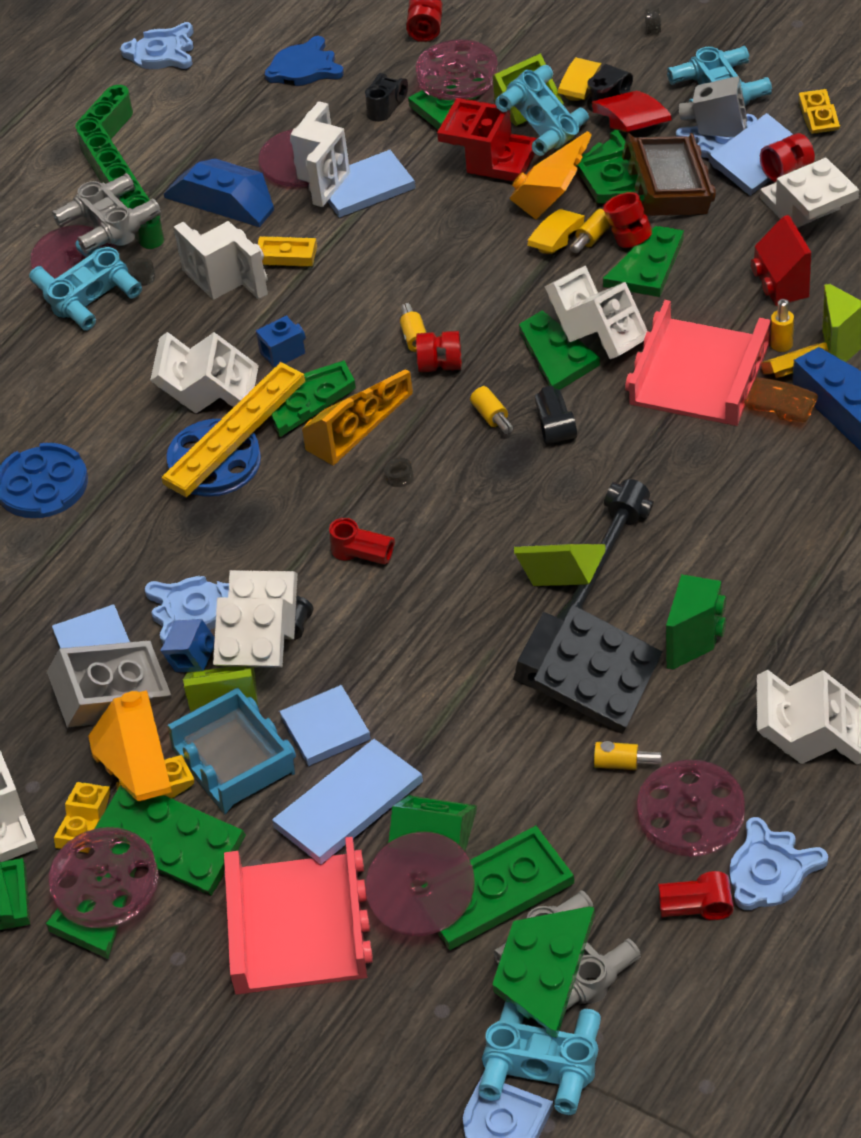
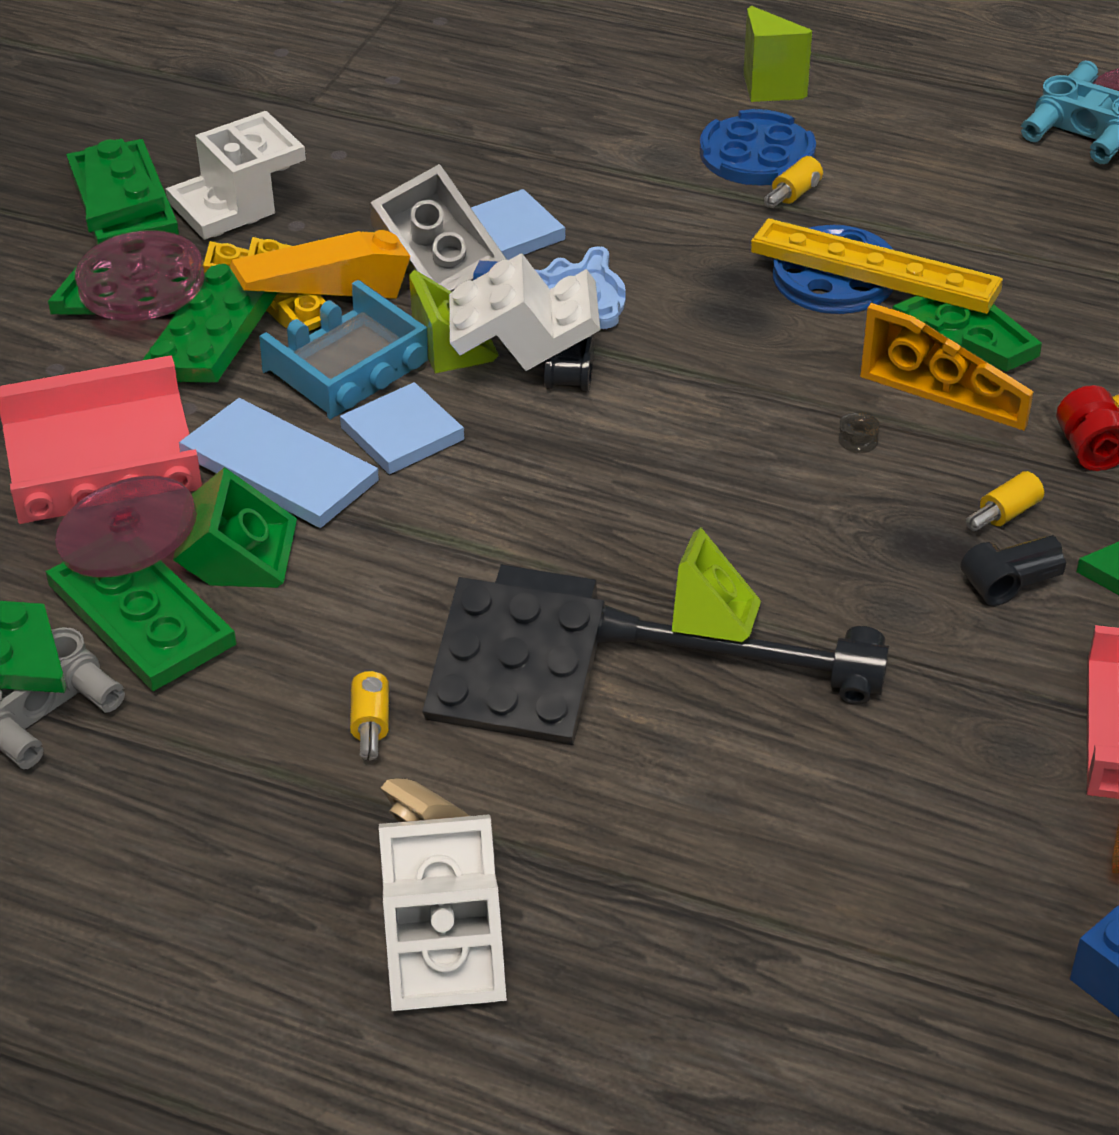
camera: 75 degrees right, 5 degrees down
(103, 462) = (795, 182): none -> yellow piece
(204, 372) = (962, 217): white bracket -> none
(281, 341) = (1058, 285): blue brick -> none
(350, 542) = (708, 406): red piece -> none
(685, 819) = (280, 818): clear pink wedge -> none
(694, 620) = (608, 744): green slope -> none
(706, 896) = (118, 821): red piece -> none
(733, 716) = (416, 802): none -> tan slope
(769, 868) = (182, 902): light blue tile -> none

